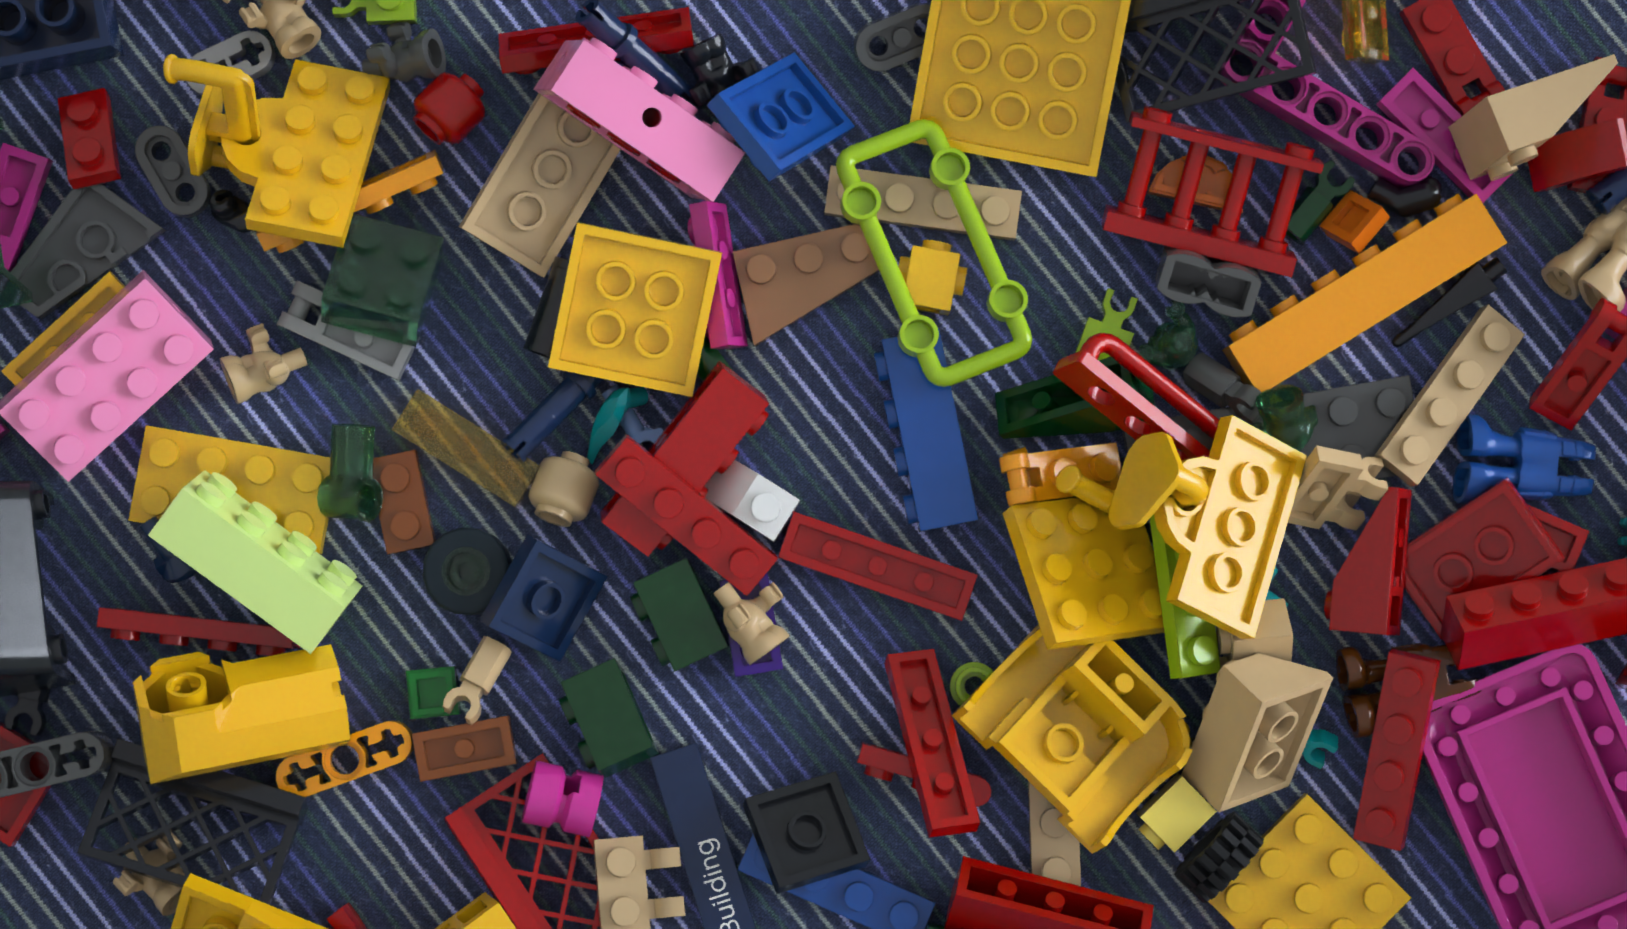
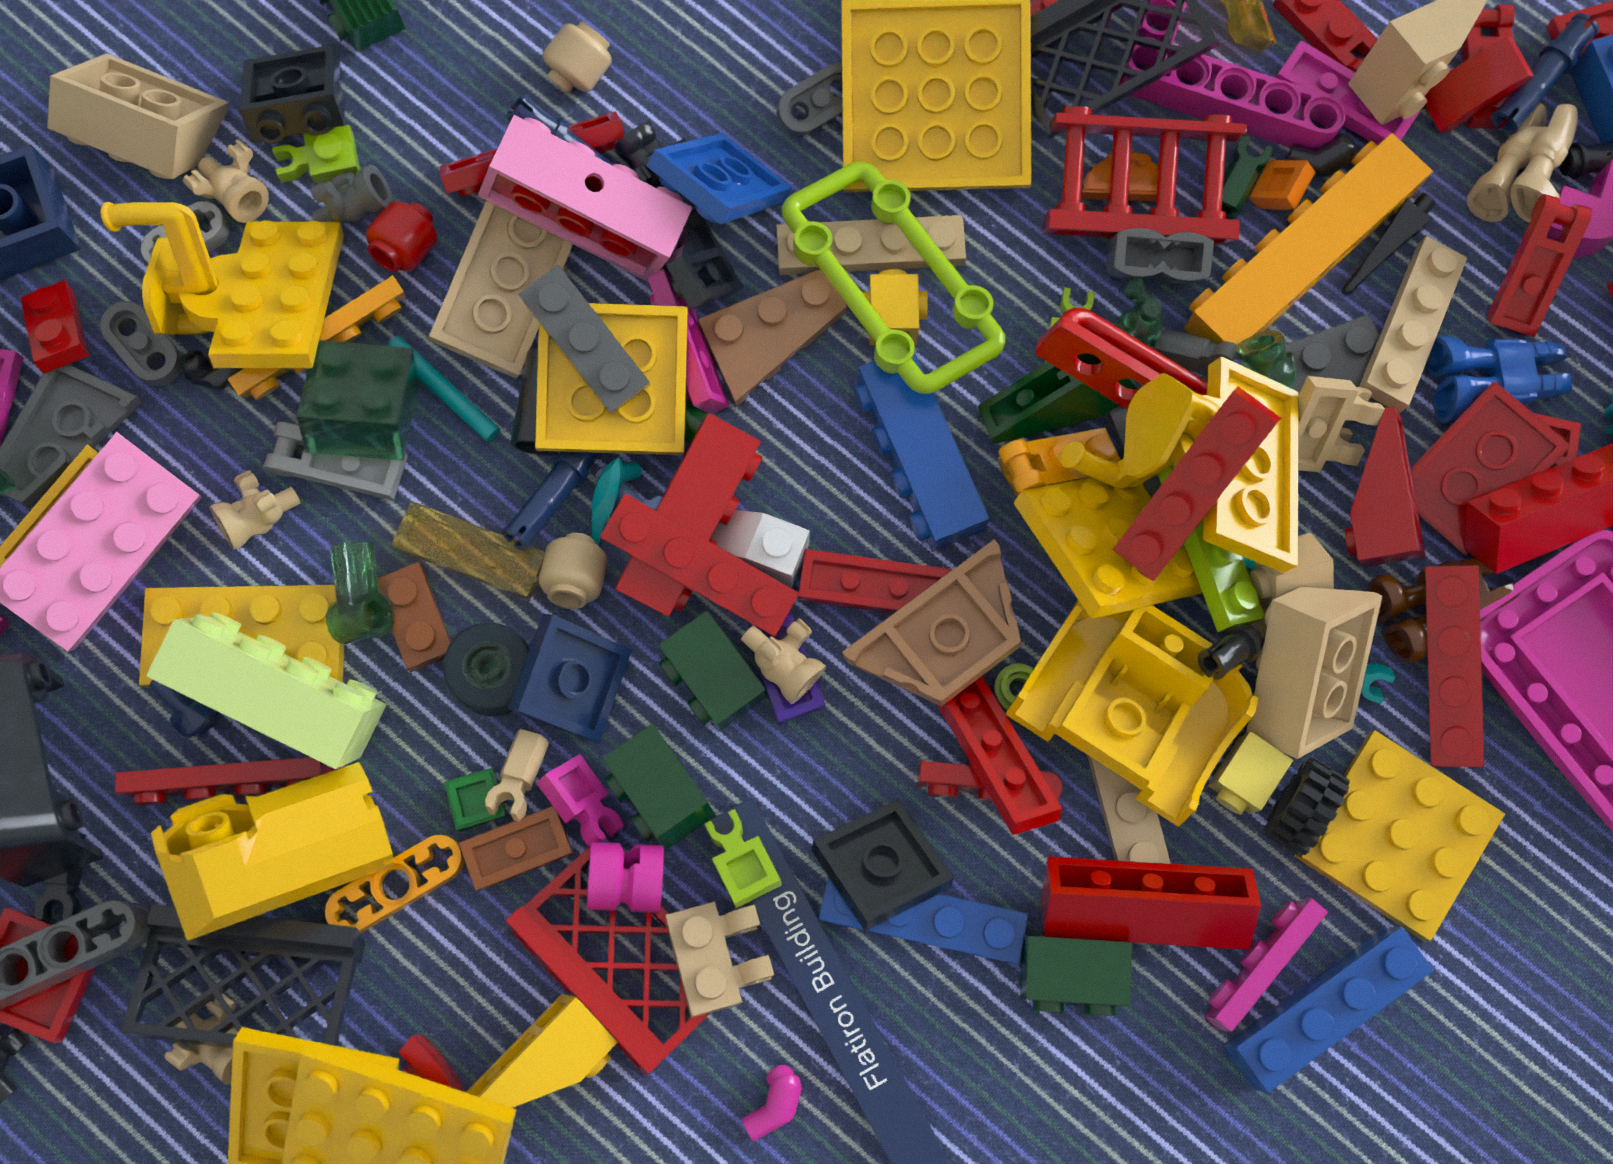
camera: 10 degrees left, 10 degrees down
(468, 276) = (451, 395): none -> teal bar
(529, 708) = (578, 794): none -> dark pink plate
(614, 271) = (584, 339): none -> dark grey plate
(677, 809) = (743, 865): none -> lime plate
(744, 208) = (700, 266): none -> black wing
(912, 624) = (945, 633): none -> medium nougat wing
(1169, 548) = (1196, 482): none -> red plate
(1184, 698) = (1239, 645): none -> black pin

